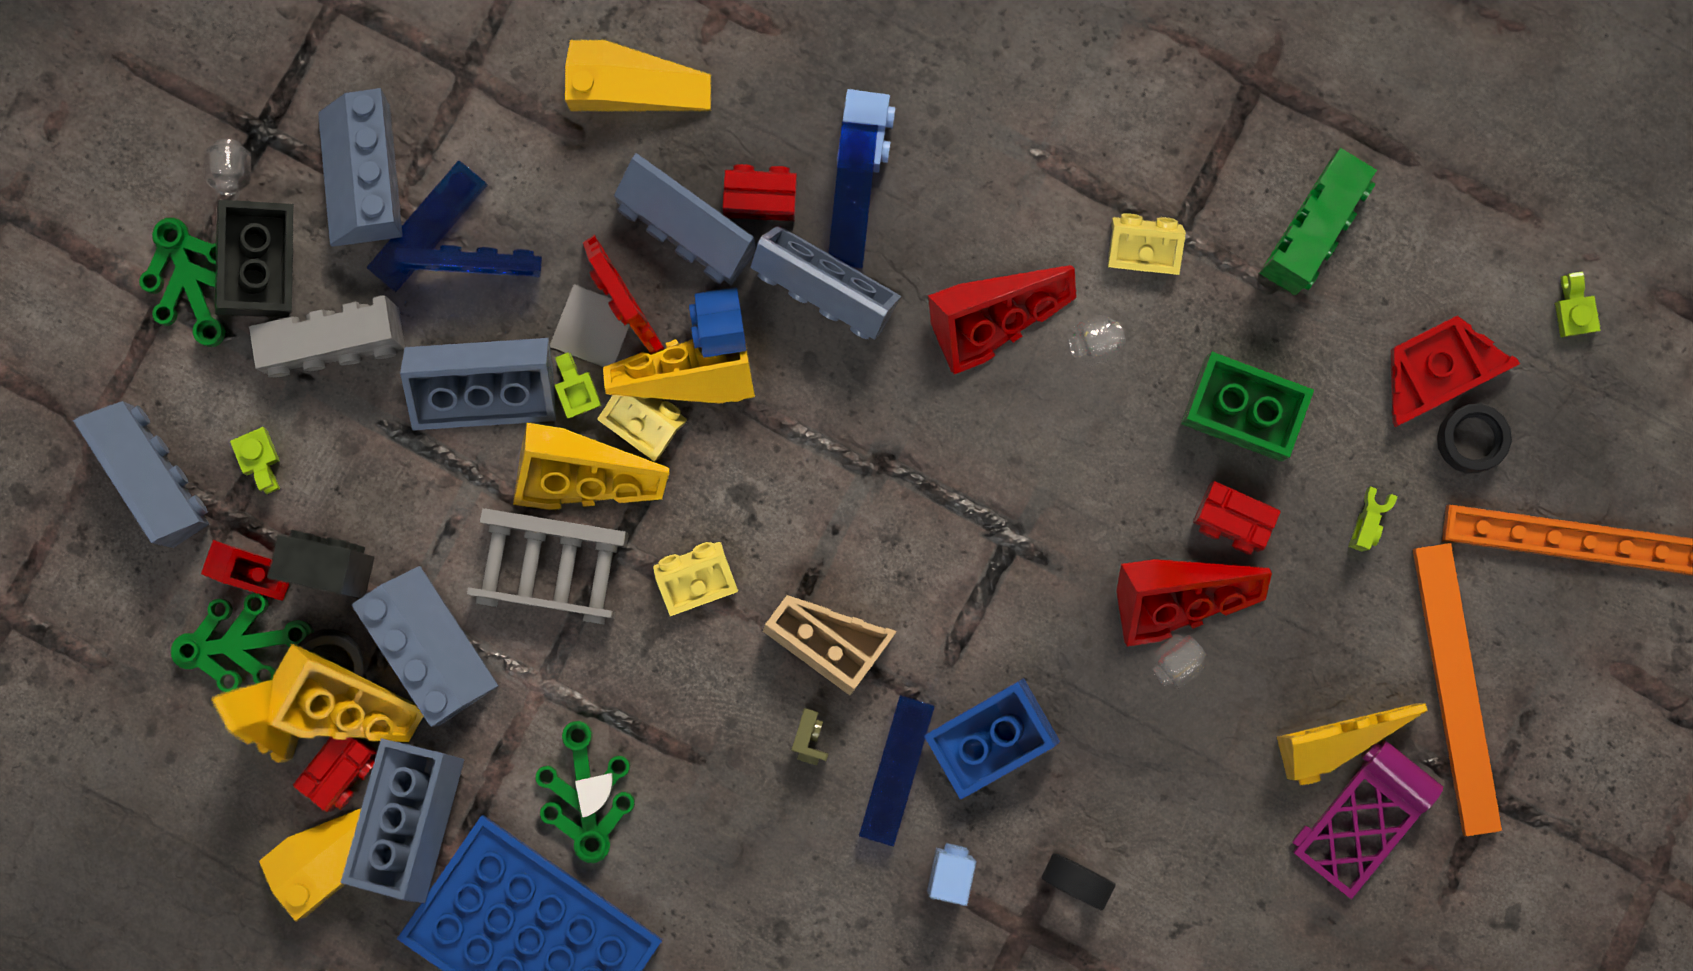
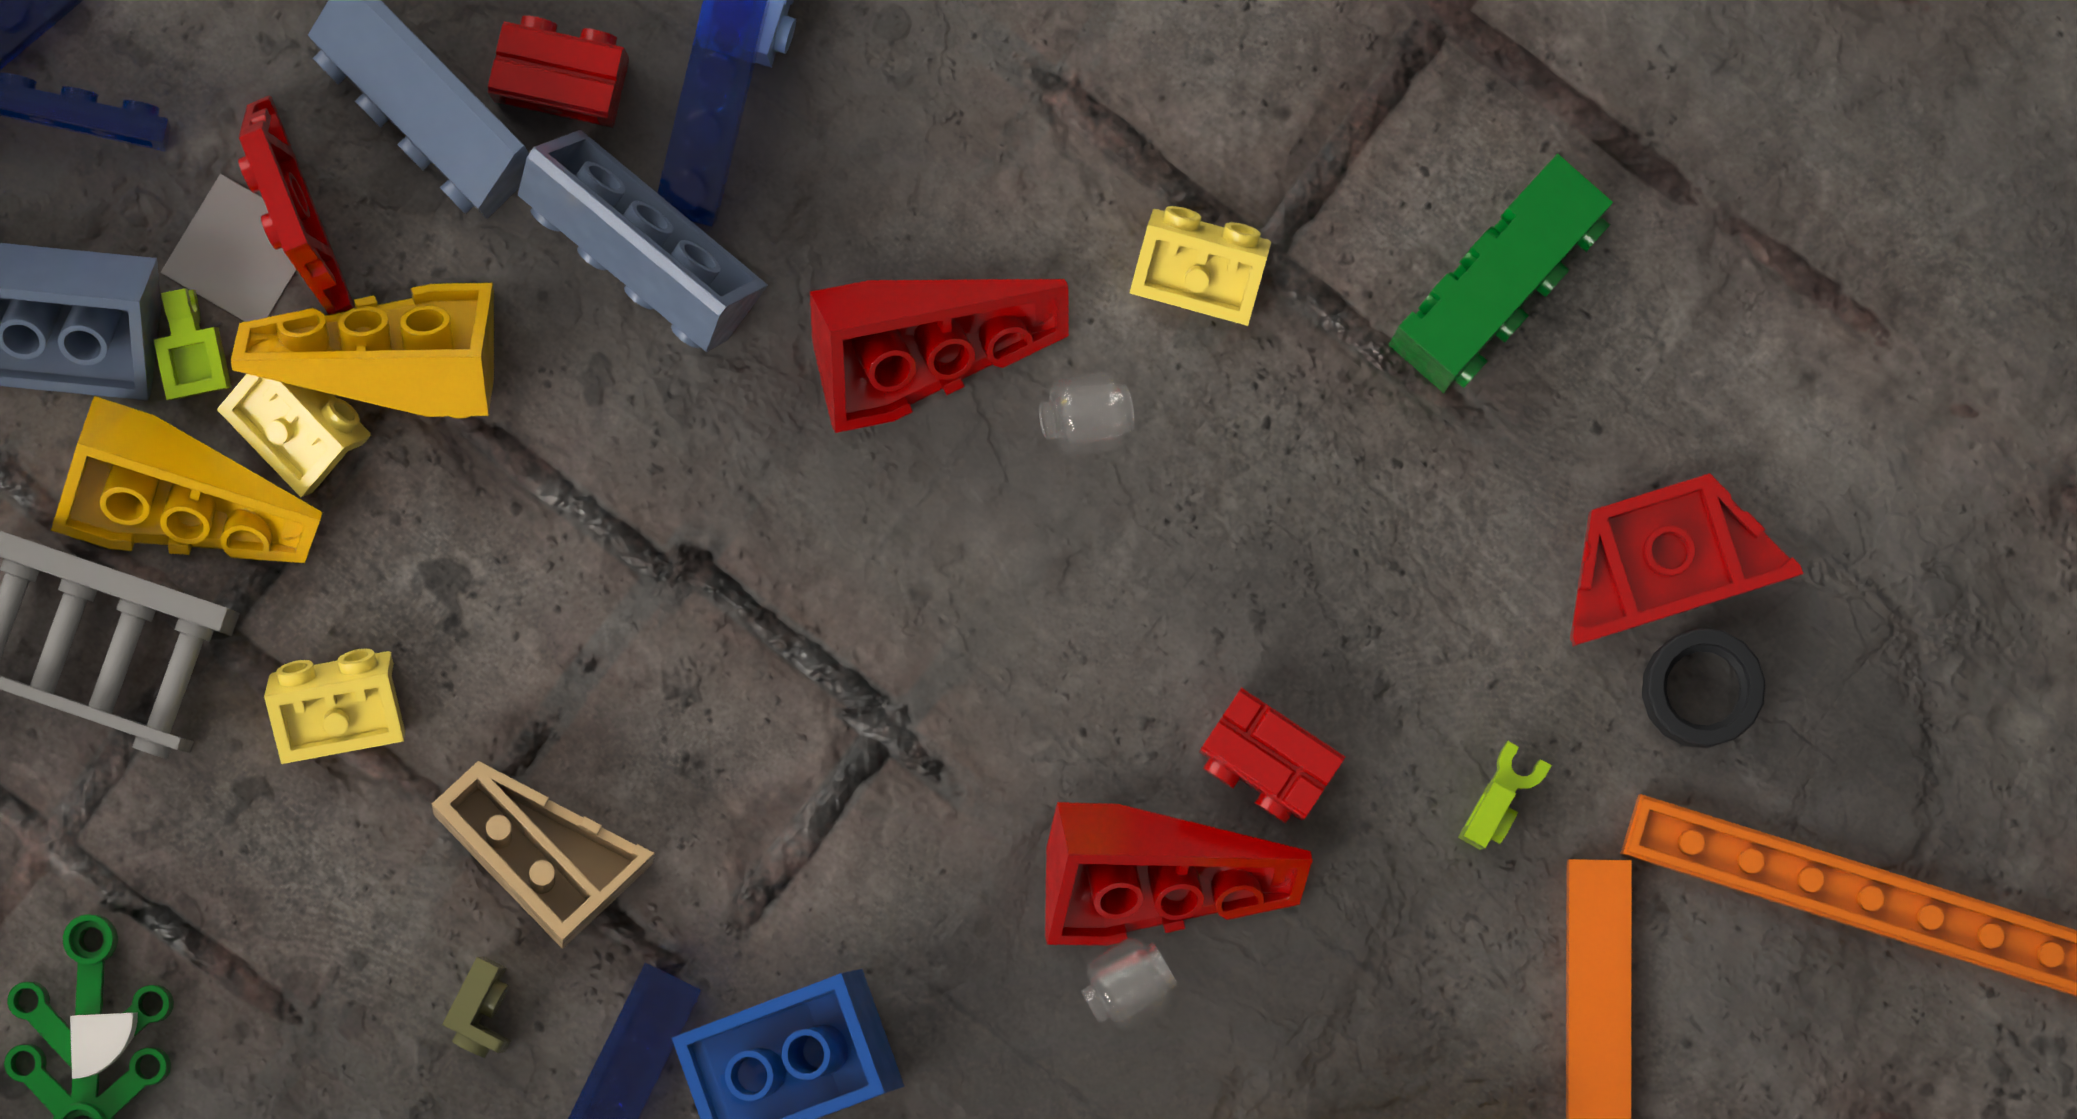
camera: 15 degrees right, 0 degrees up
(718, 322) = (447, 279): blue brick -> none
(1247, 406) = (1320, 570): green brick -> none
(1576, 313) = (1919, 502): lime plate -> none

